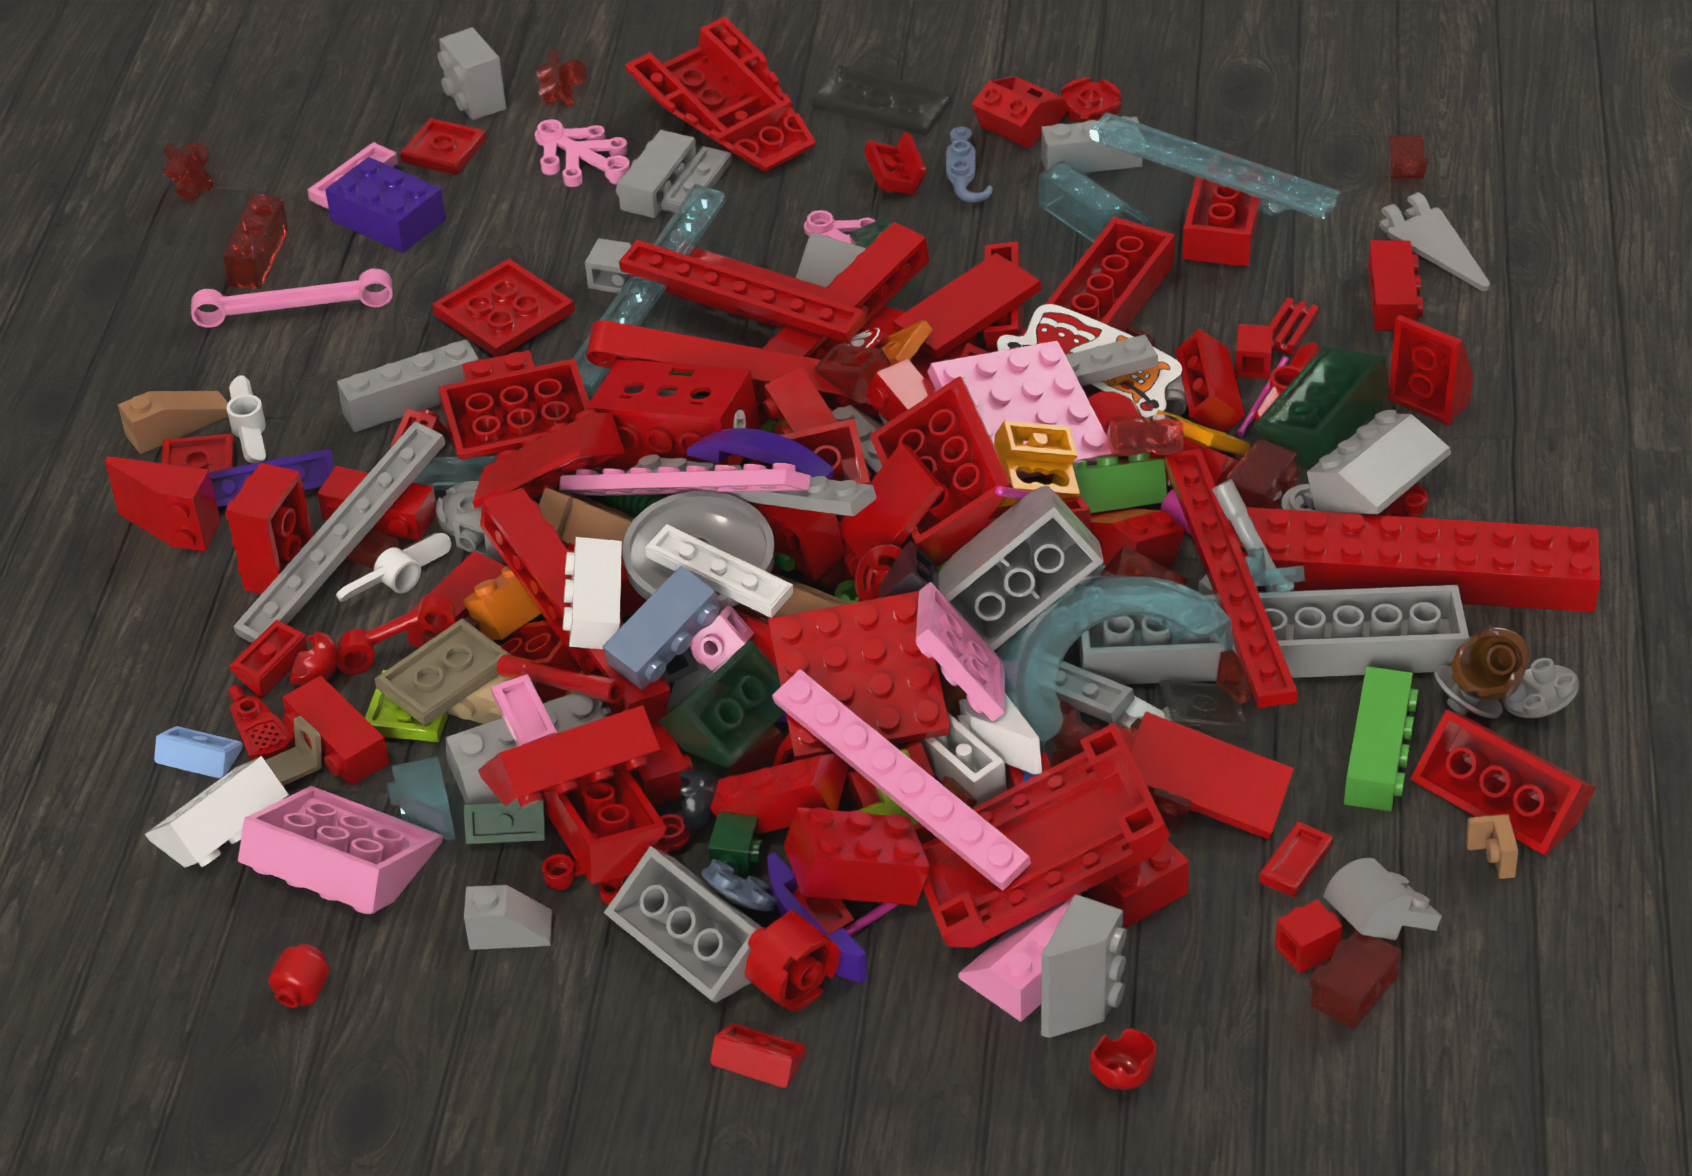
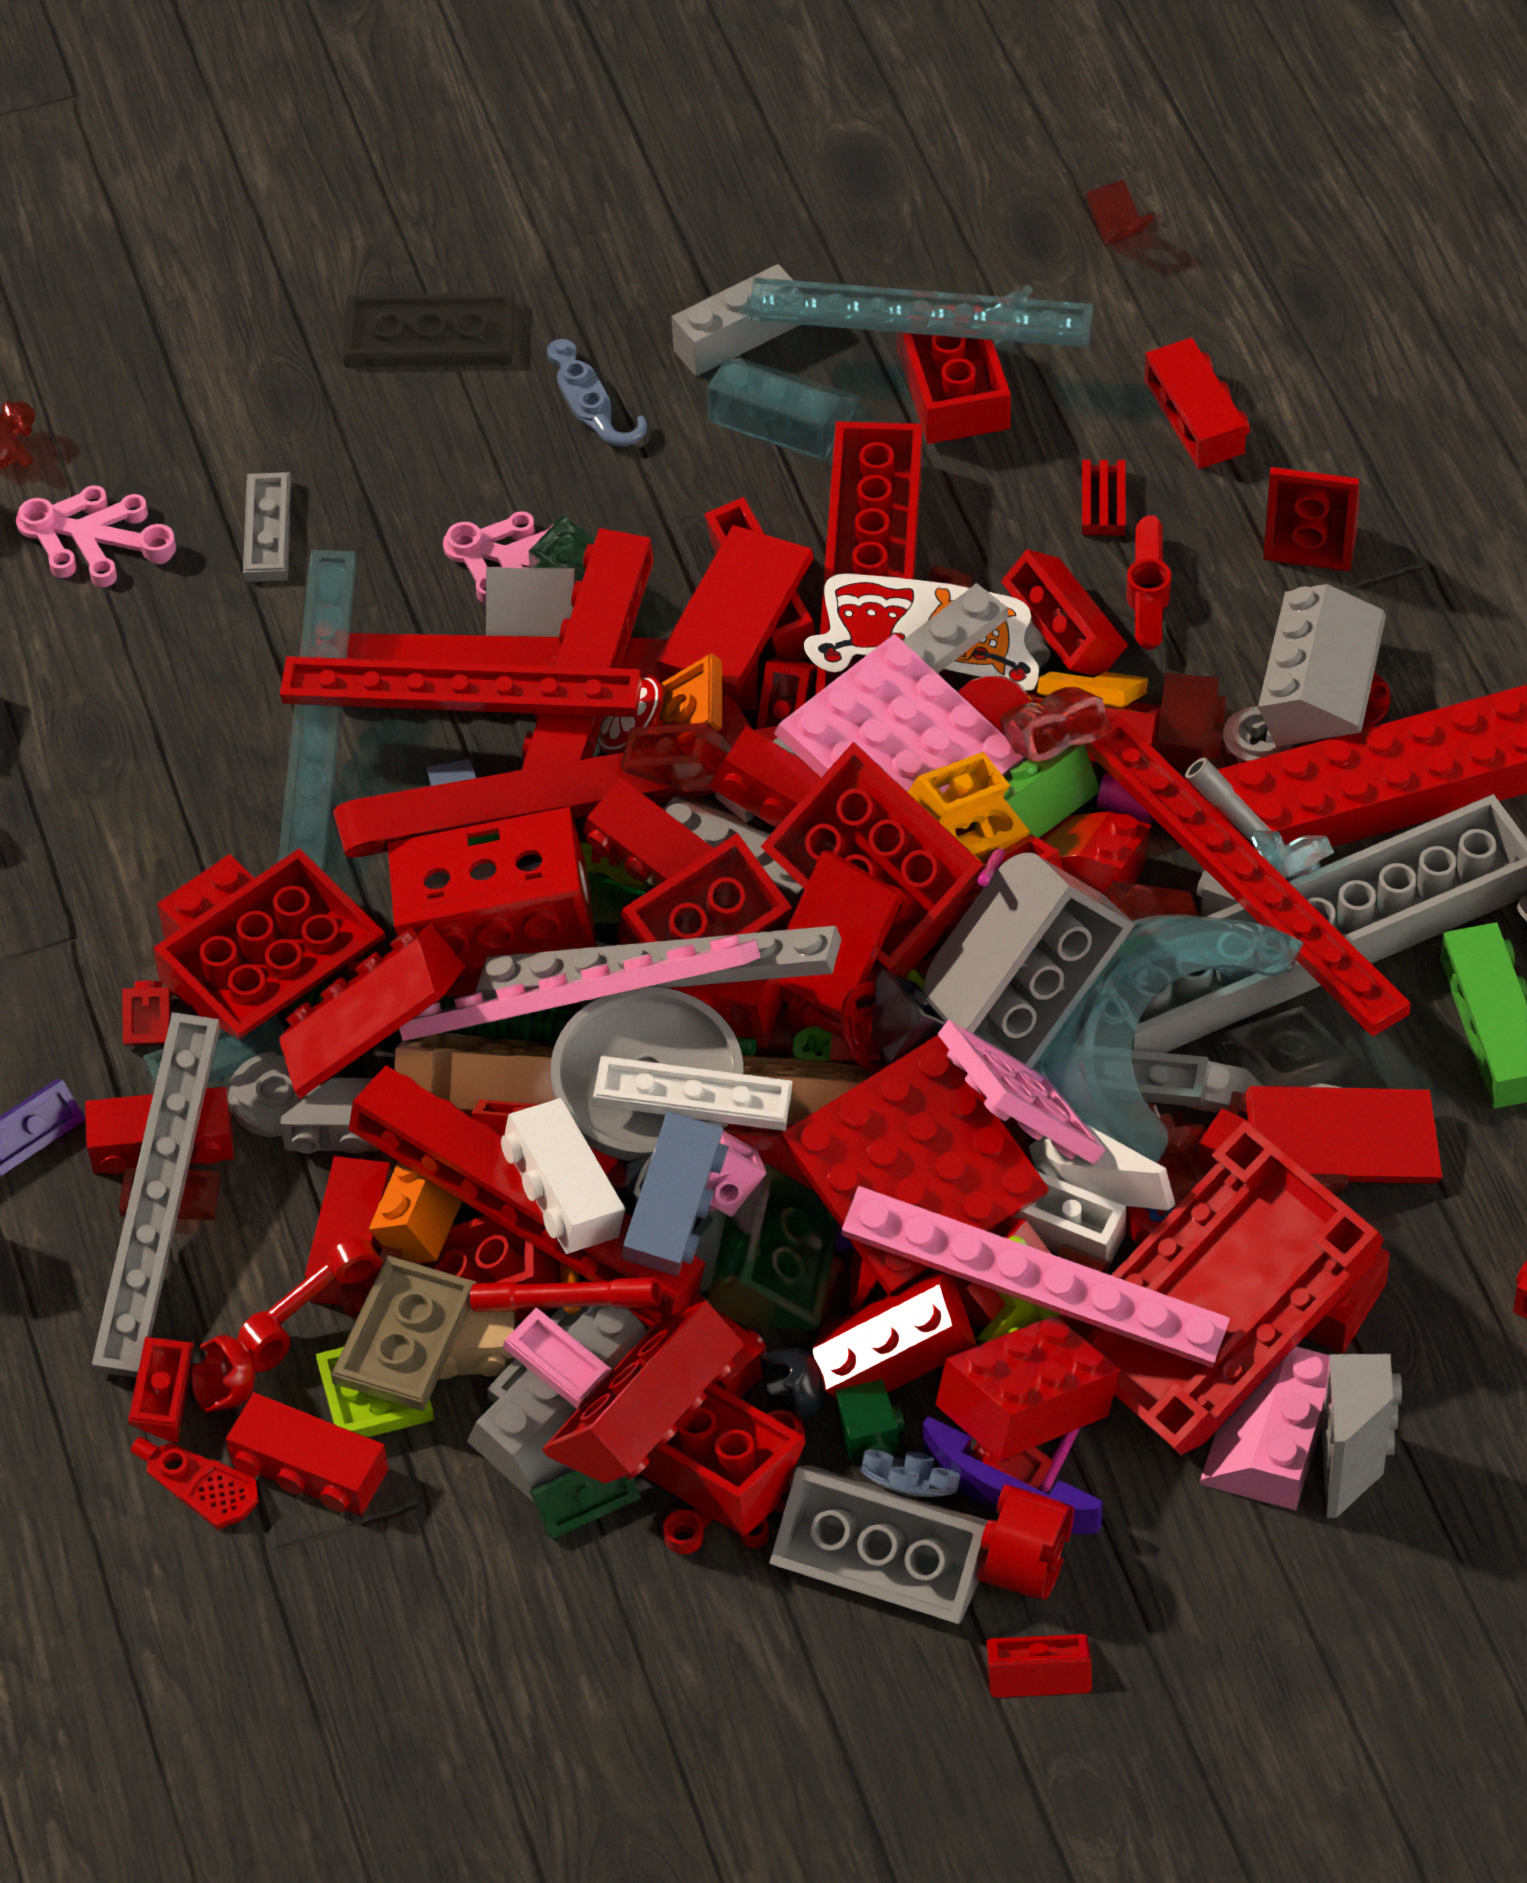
camera: 25 degrees left, 10 degrees up
(196, 751) = (148, 1544): light blue slope -> none
(217, 814) = (235, 1616): white slope -> none
(268, 524) = (73, 1222): red brick -> none
(299, 976) = (471, 1782): red head -> none
(300, 759) = (282, 1509): dark tan bracket -> none
(336, 848) = (409, 1604): bright pink slope -> none
(399, 567) = (244, 1206): white piece -> none
(402, 385) = (93, 953): light grey brick -> none
(422, 796) = (470, 1500): clear light blue slope -> none
(503, 308) = (139, 797): red plate -> none
(505, 919) = (662, 1617): light grey slope -> none
(603, 266) = (248, 691): light grey slope -> none
(655, 173) = (214, 535): light grey brick -> none
(728, 96) = (243, 391): red wedge -> none
(762, 447) = (649, 911): dark purple slope -> none
(896, 167) = (511, 422): red bracket -> none
(1017, 109) = (617, 293): red piece -> none
(1090, 99) = (688, 248): red tile -> none
(1124, 1061) = (1441, 1514): red hair -> none
(1232, 677) = (1305, 999): clear red tile -> none
(1250, 416) = (1122, 603): dark pink axle -> none
(1253, 351) = (1087, 548): red brick -> none
(1296, 859) = (1482, 1198): red tile -> none
(1326, 403) = (1211, 598): clear green slope -> none
(1433, 239) = (1201, 314): light grey flag -> none

